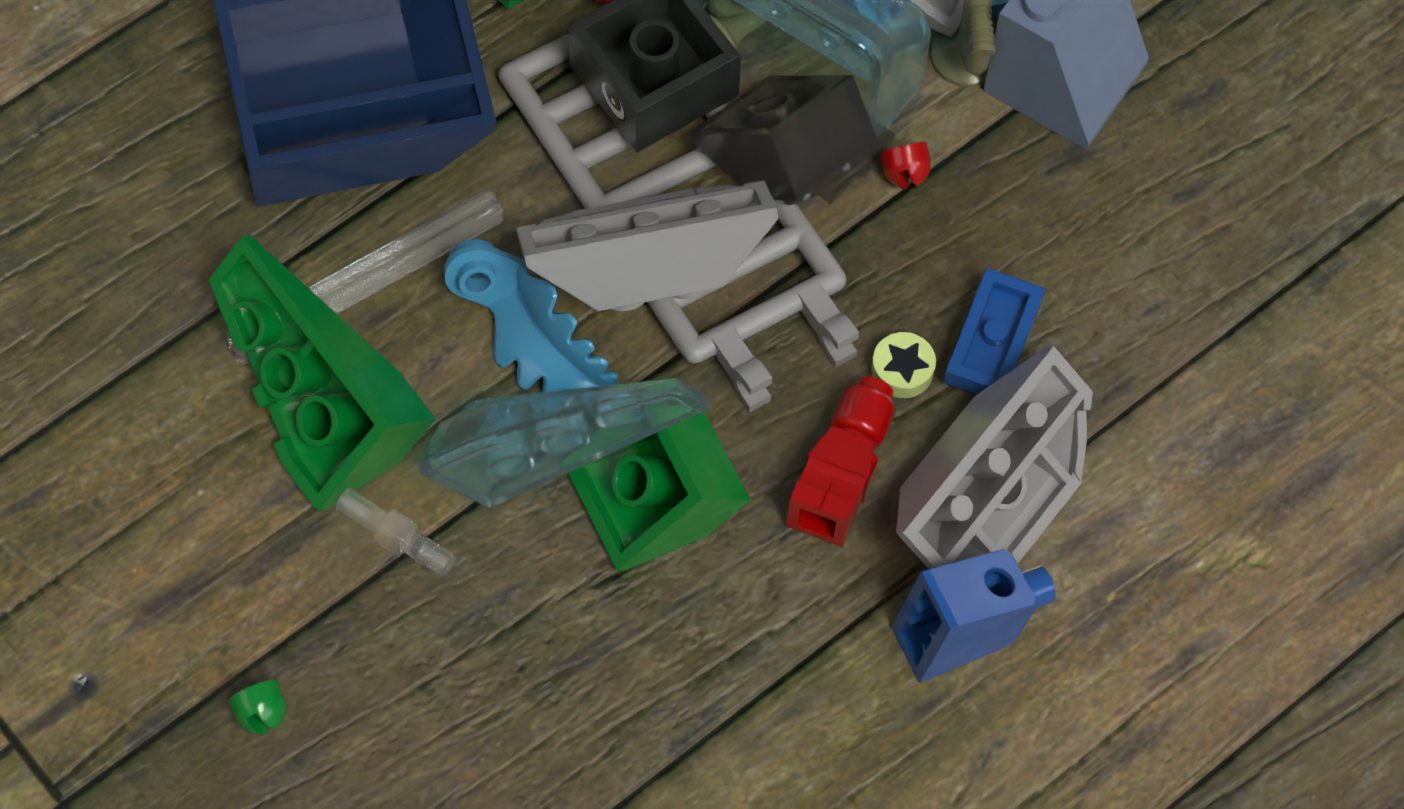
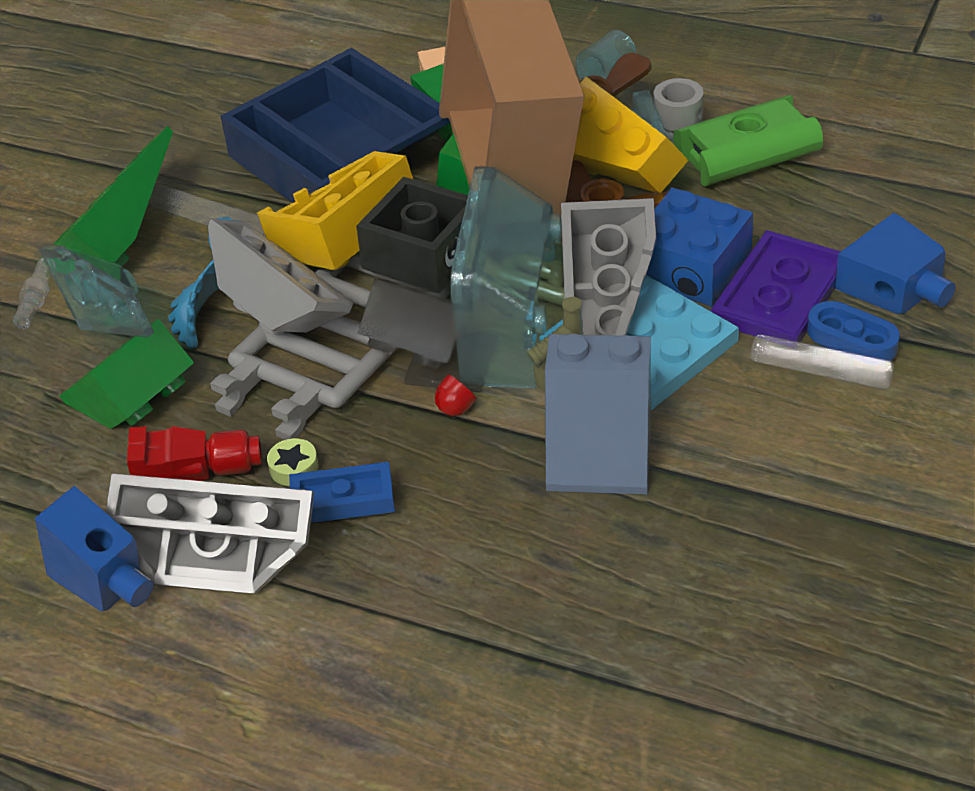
camera: 70 degrees right, 20 degrees down
(548, 128) = (322, 225): none -> yellow wedge

